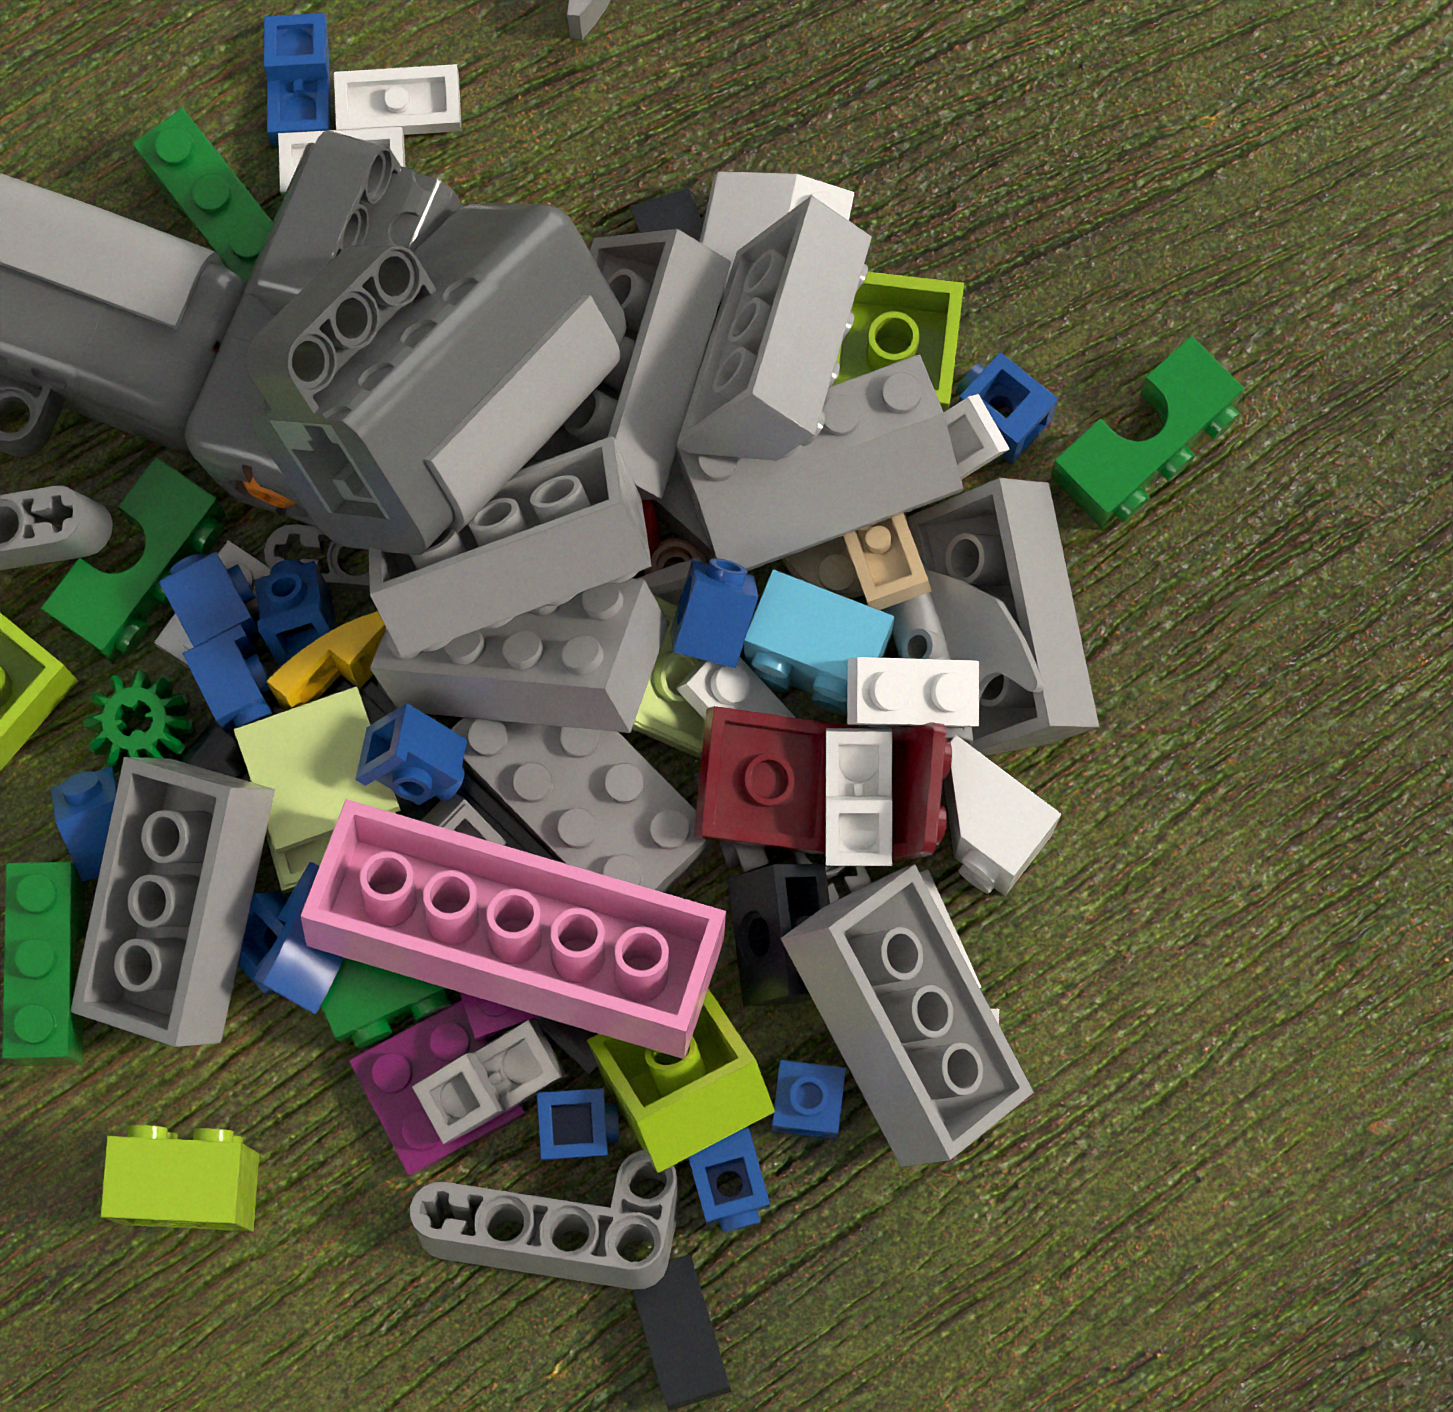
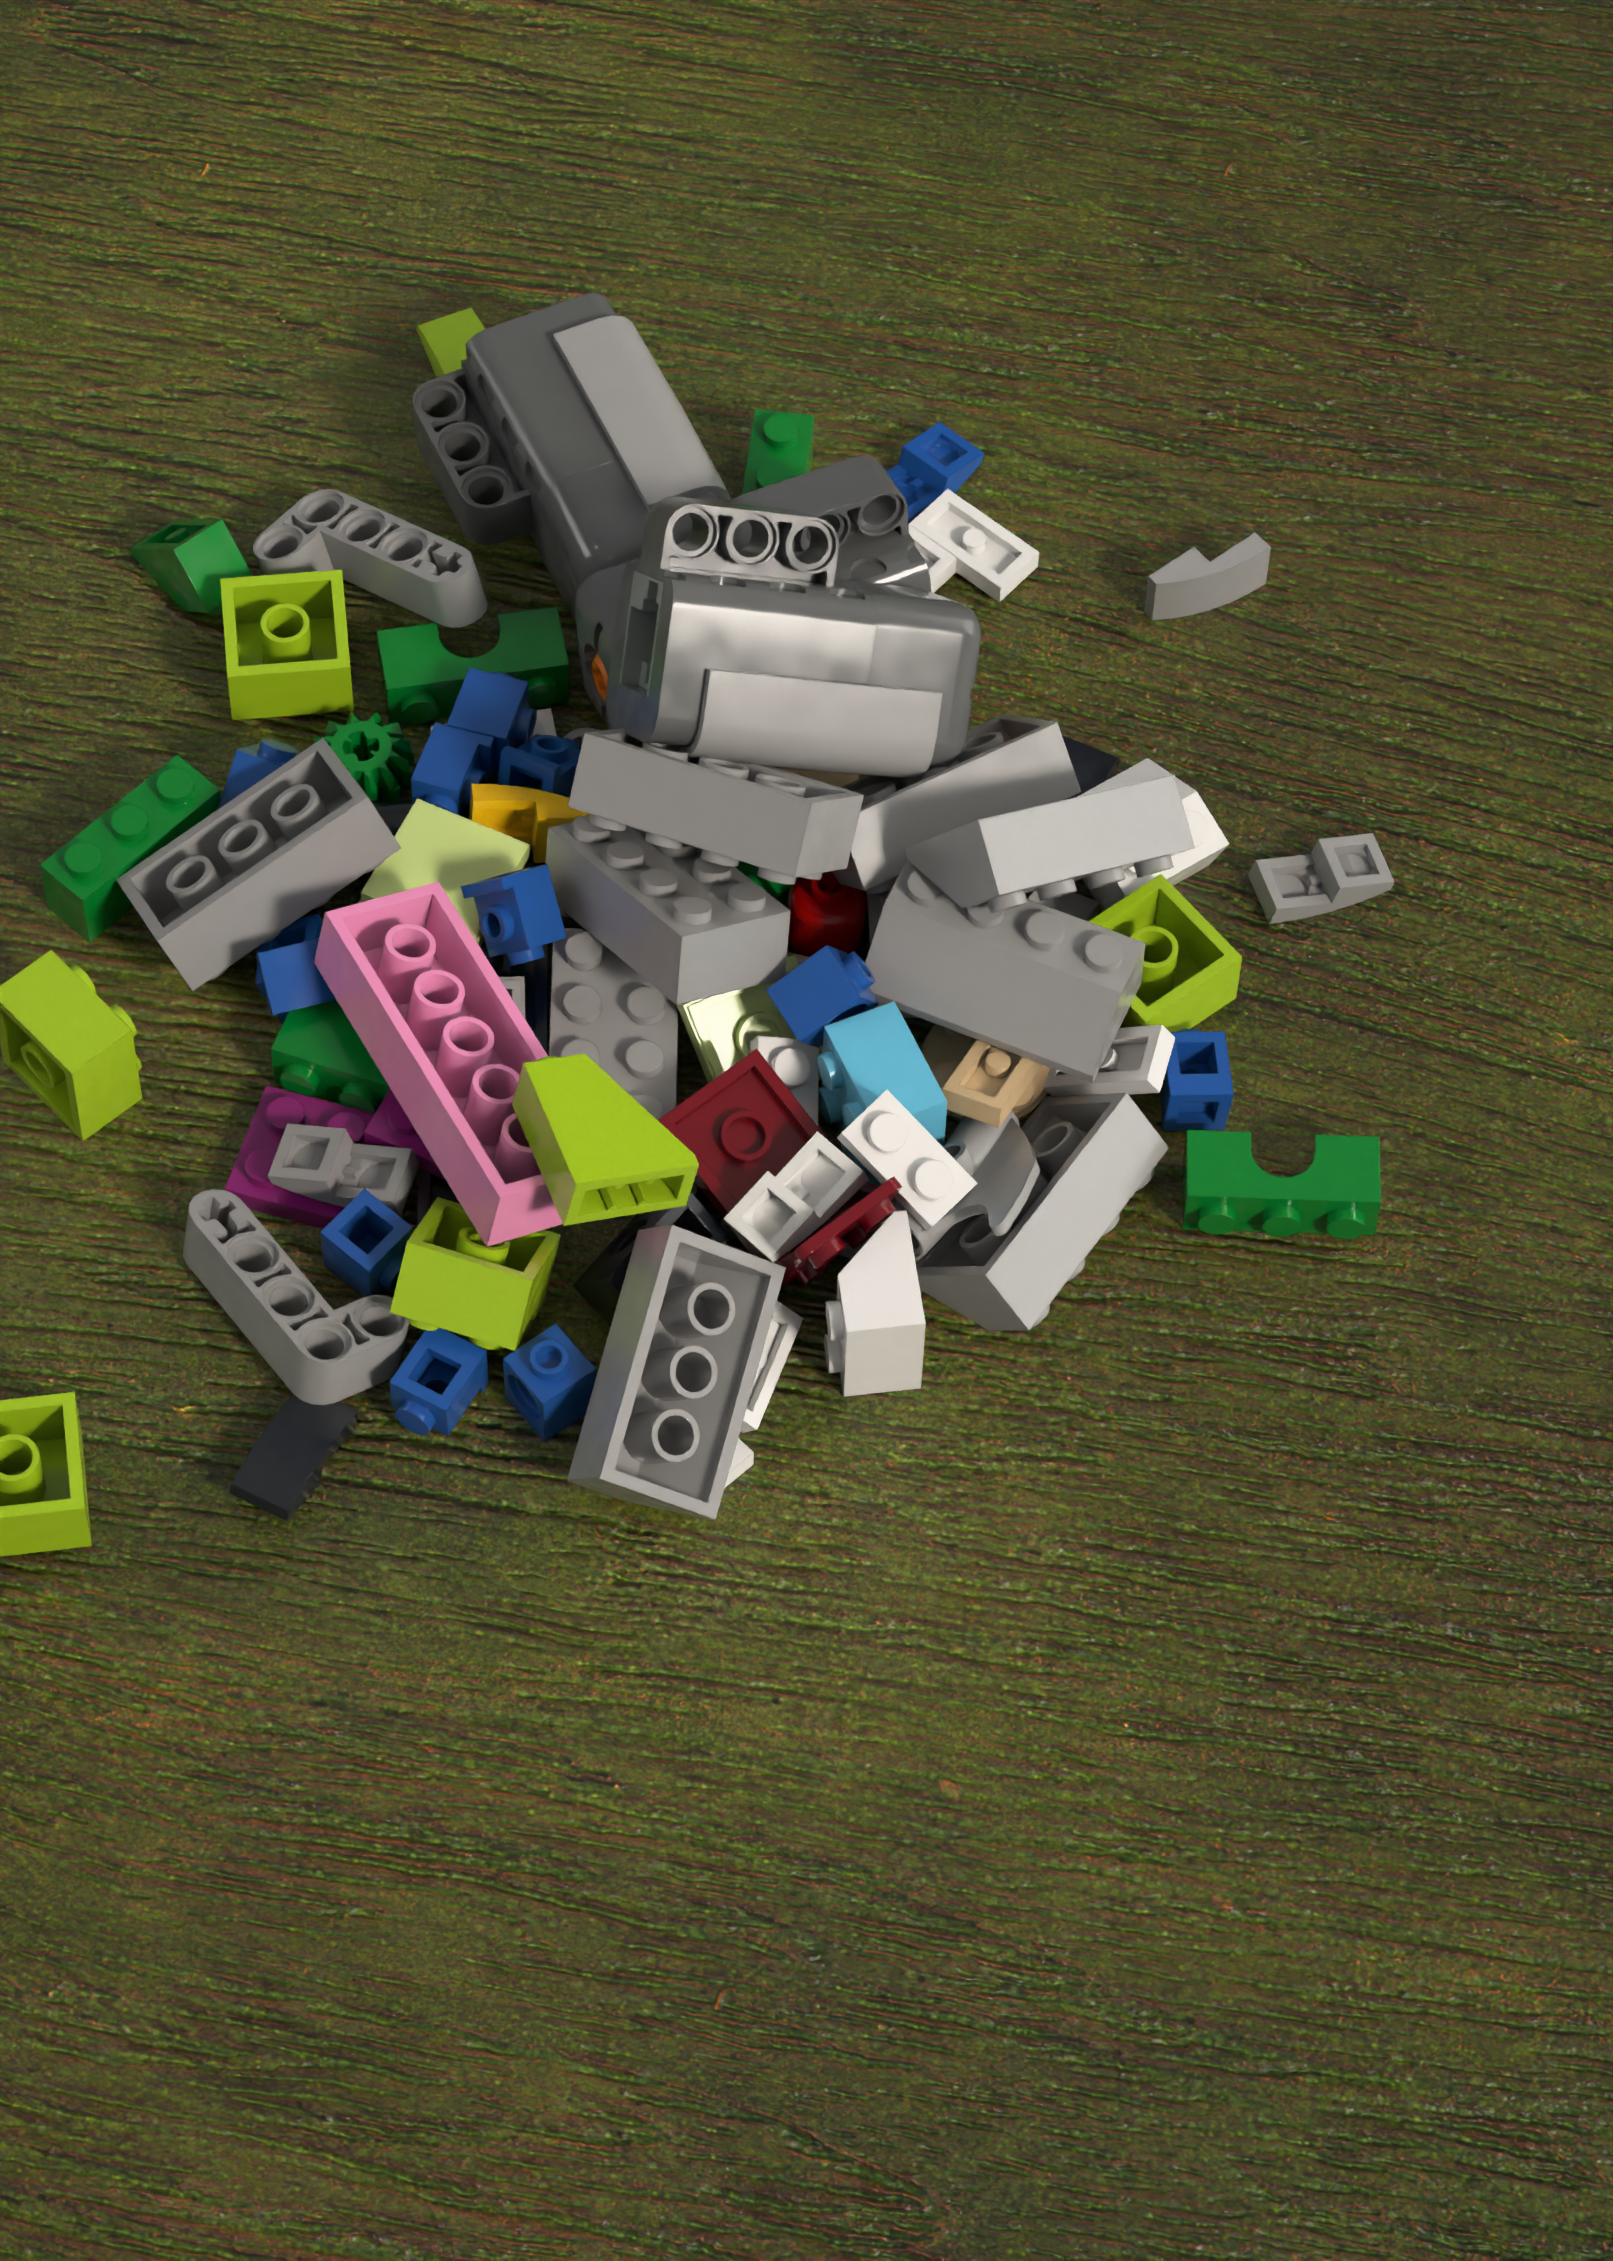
camera: 40 degrees right, 20 degrees down
(708, 917) = (598, 1143): none -> lime slope
(923, 149) = (1330, 878): none -> light grey slope

